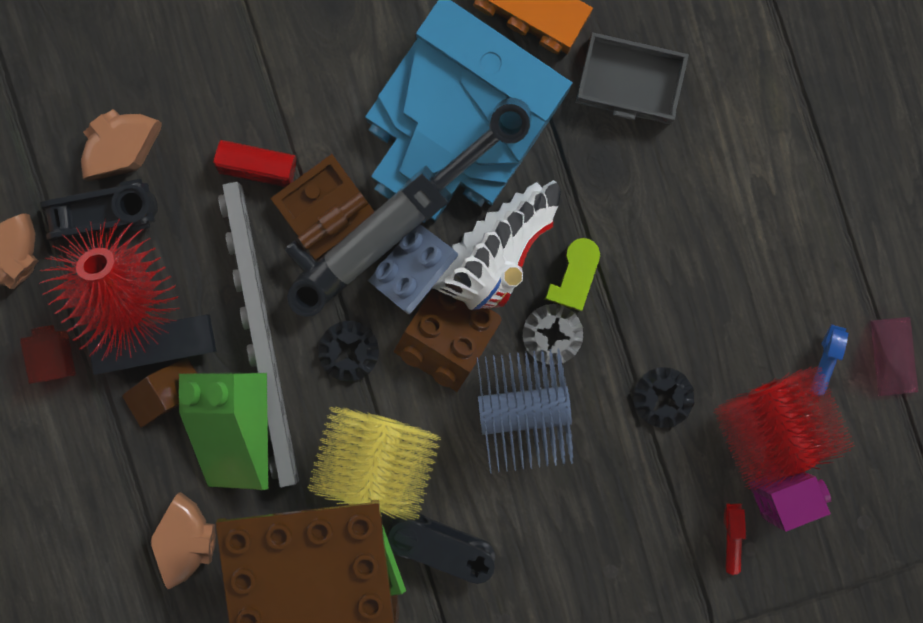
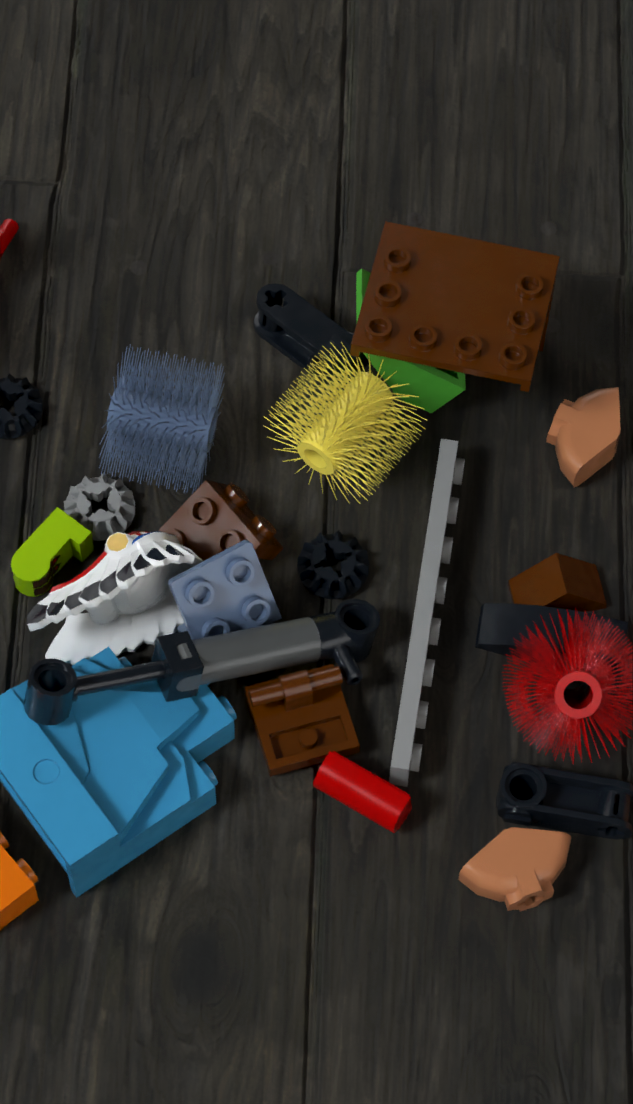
camera: 160 degrees left, 25 degrees down
(227, 426) = (492, 523): bright green slope -> none

